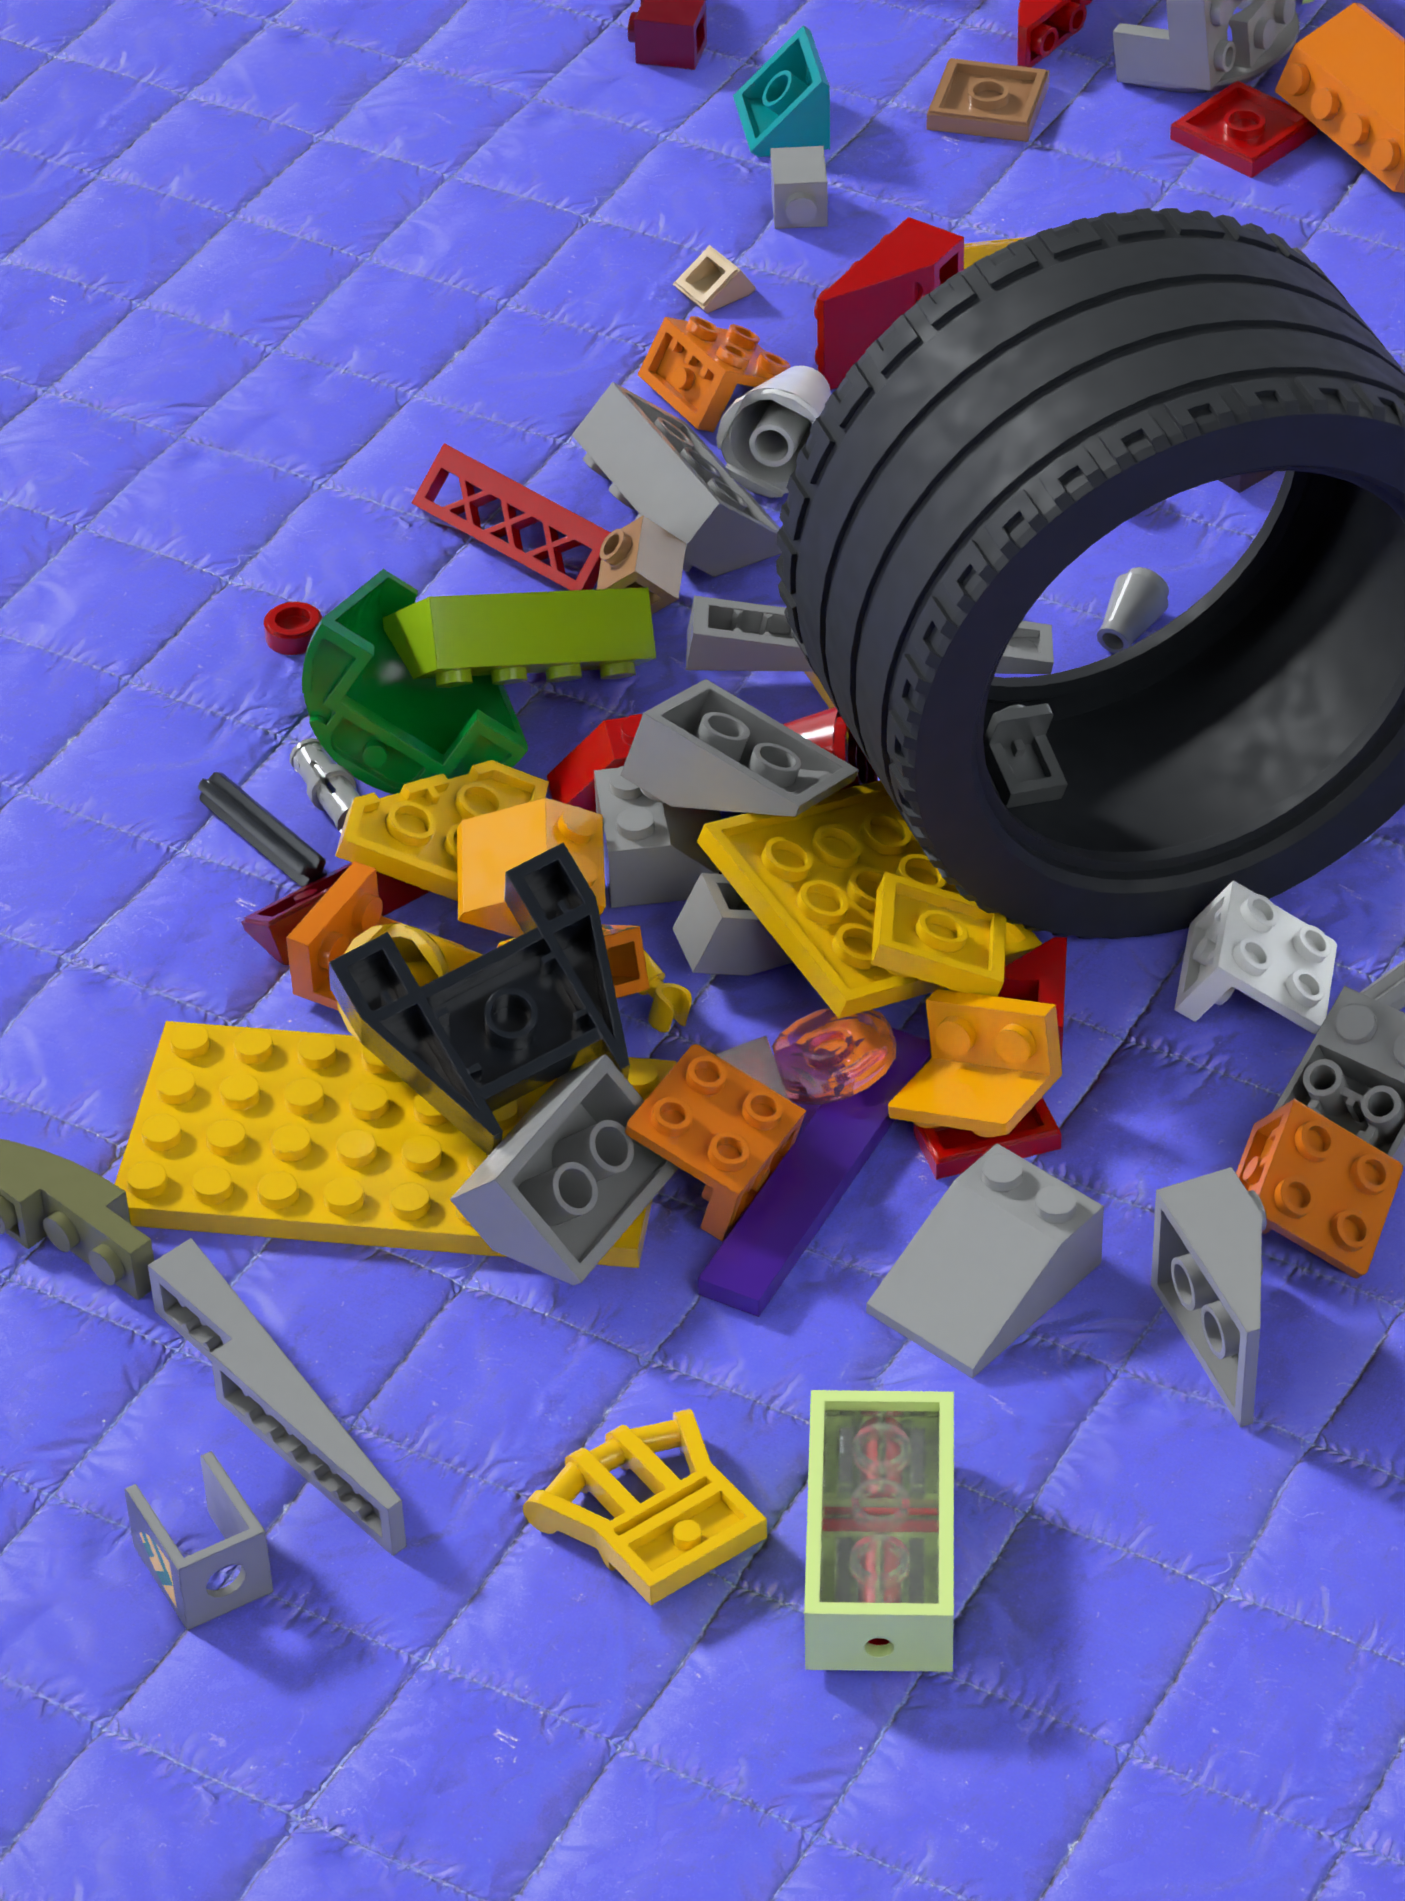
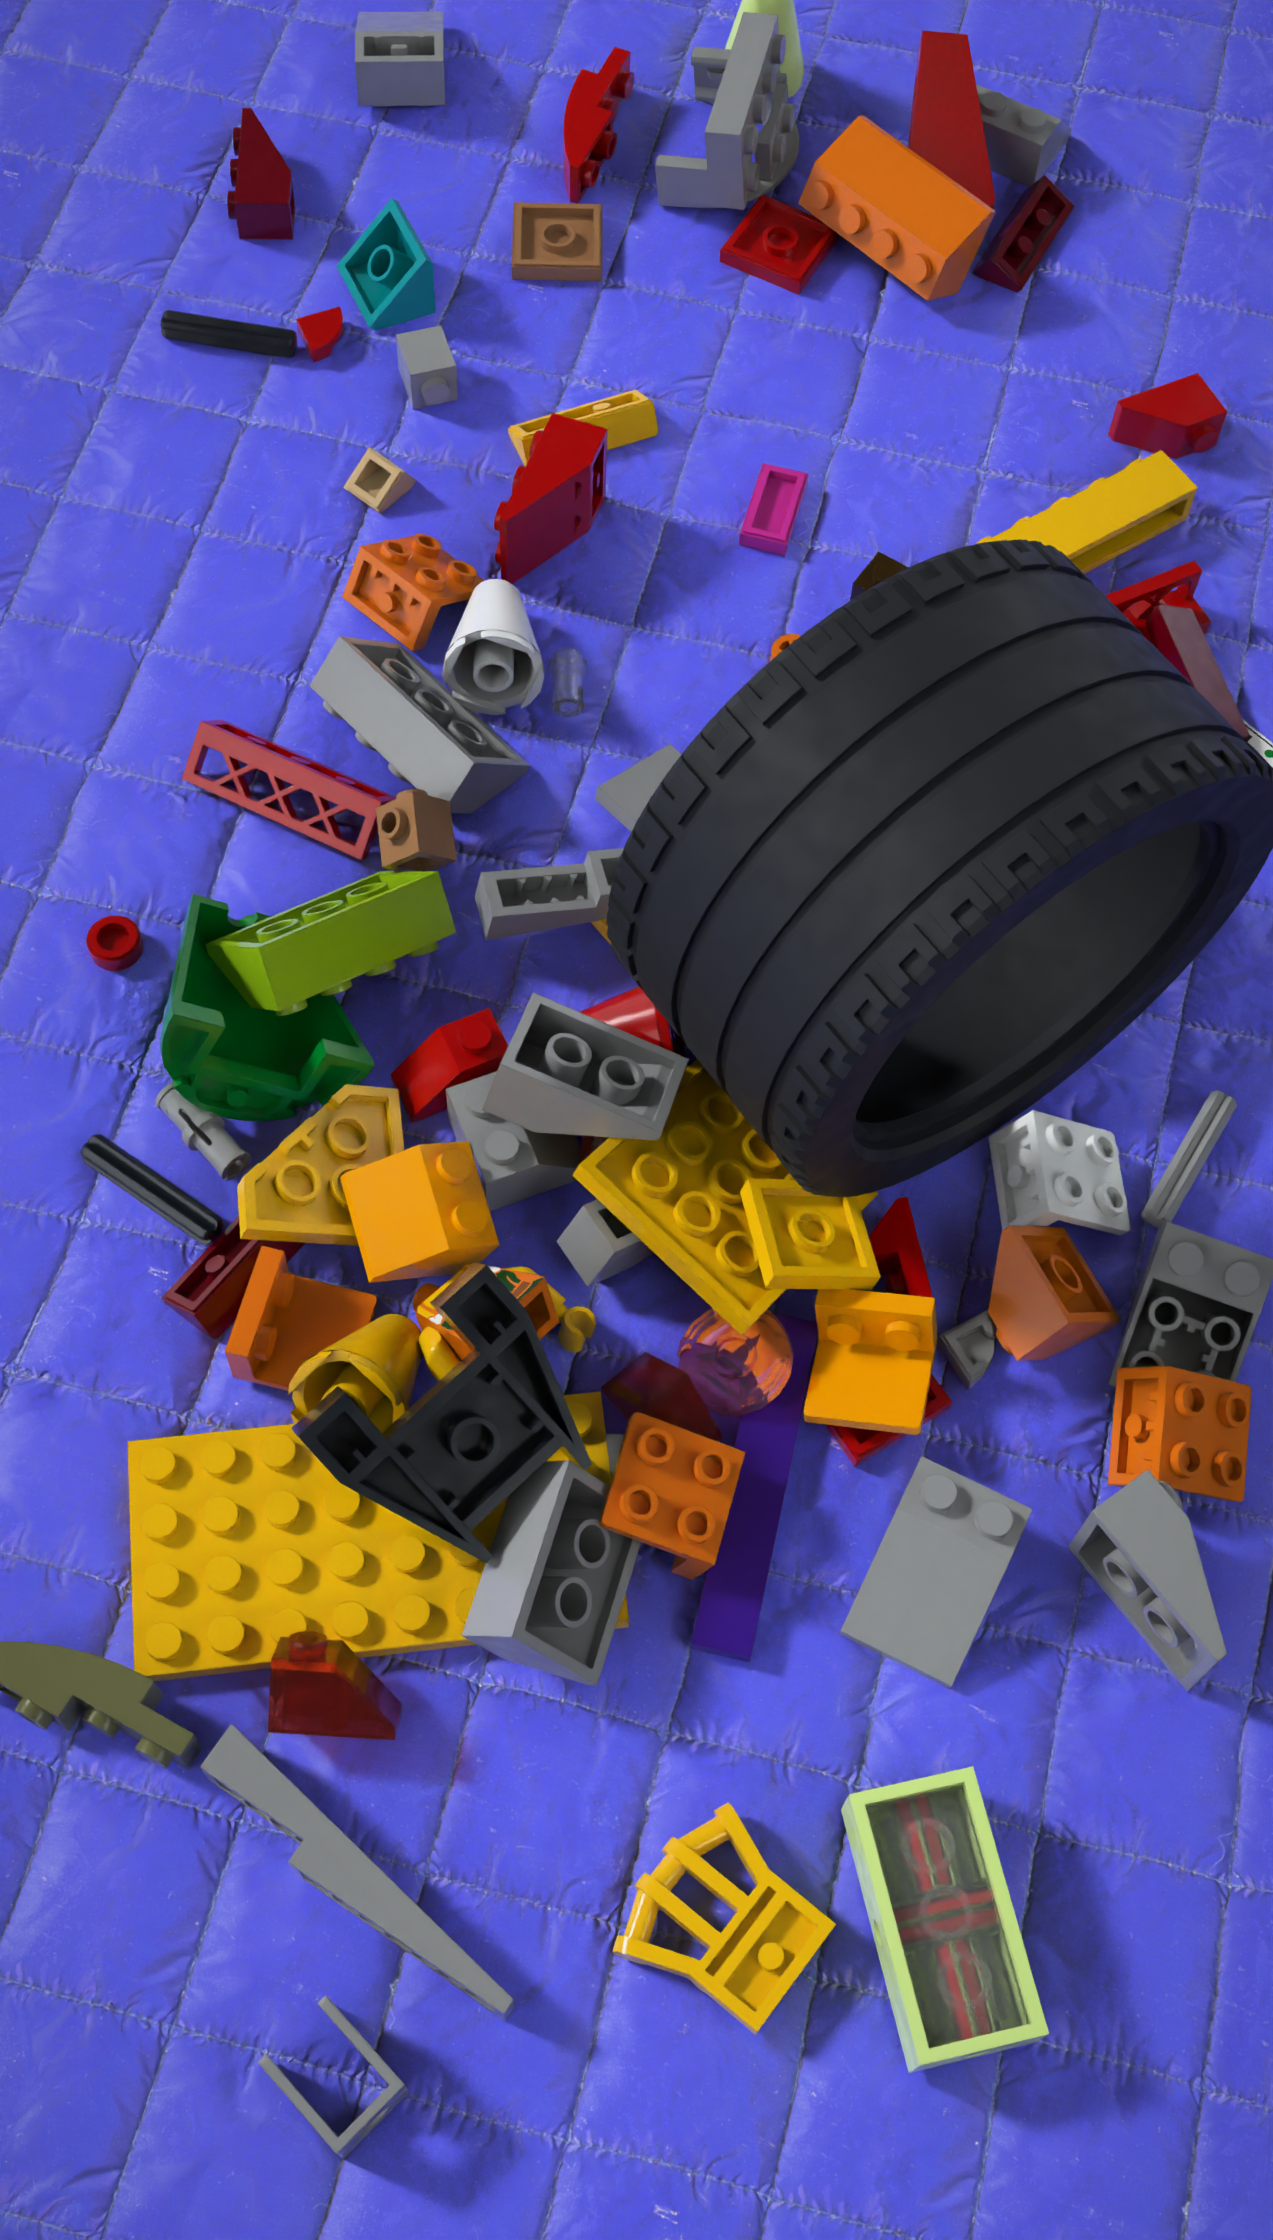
camera: 20 degrees left, 20 degrees up
(295, 1236) = (328, 1691): none -> clear red slope
(594, 139) = (229, 334): none -> black axle
(695, 147) = (321, 332): none -> red tile
(1101, 1096) = (970, 1348): none -> light grey tile
(1197, 1054) = (1045, 1294): none -> orange slope

